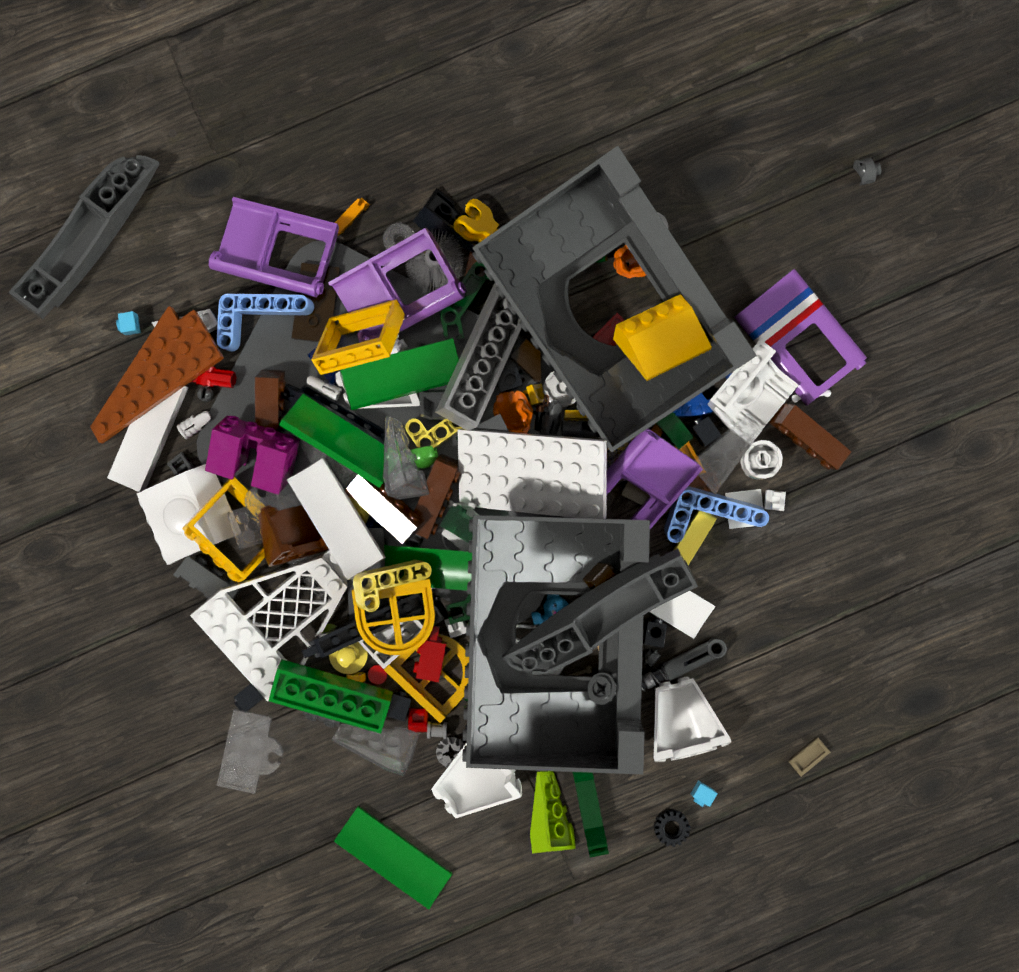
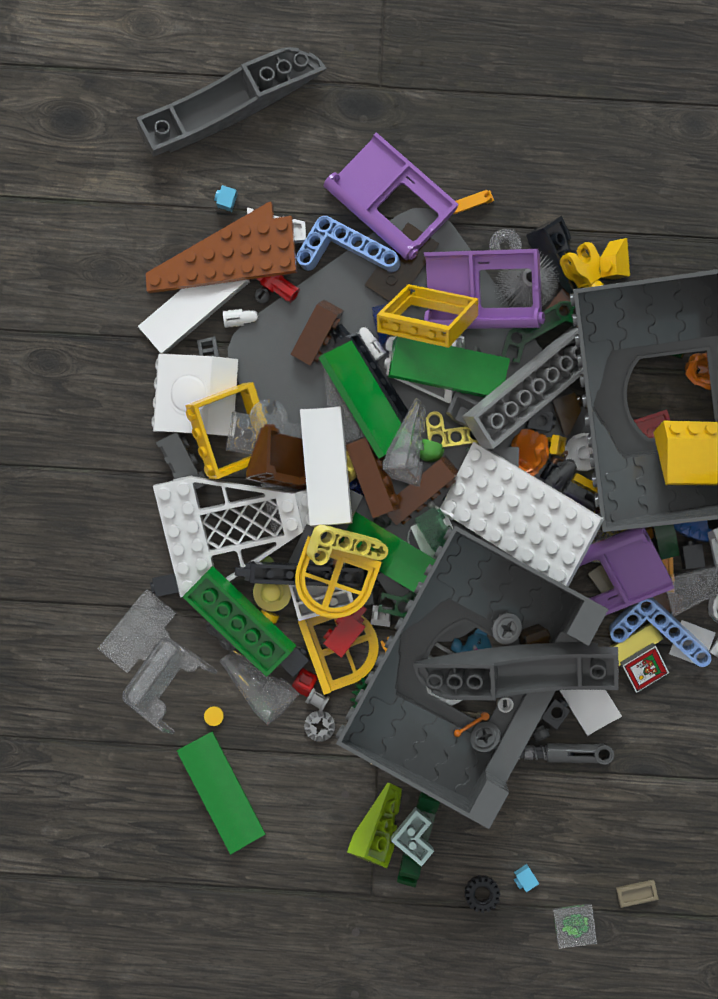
camera: 30 degrees right, 0 degrees up
(231, 447) = (264, 354): magenta piece -> none
(280, 786) = (154, 677): none -> clear windscreen
(352, 792) = (213, 716): none -> yellow tile
(377, 674) = (289, 623): red tile -> none
(475, 788) = (327, 766): white cone -> none
(504, 203) = (615, 260): none -> yellow slope
(574, 589) = (506, 637): none -> light grey gear
(580, 813) = (409, 837): none -> light aqua brick
(592, 669) = (484, 716): none -> orange hinge
(608, 647) = (509, 704): none -> white hinge
(685, 722) = (542, 806): white cone -> none
(713, 552) = (644, 667): none -> tile
(768, 813) = (574, 926): none -> clear tile

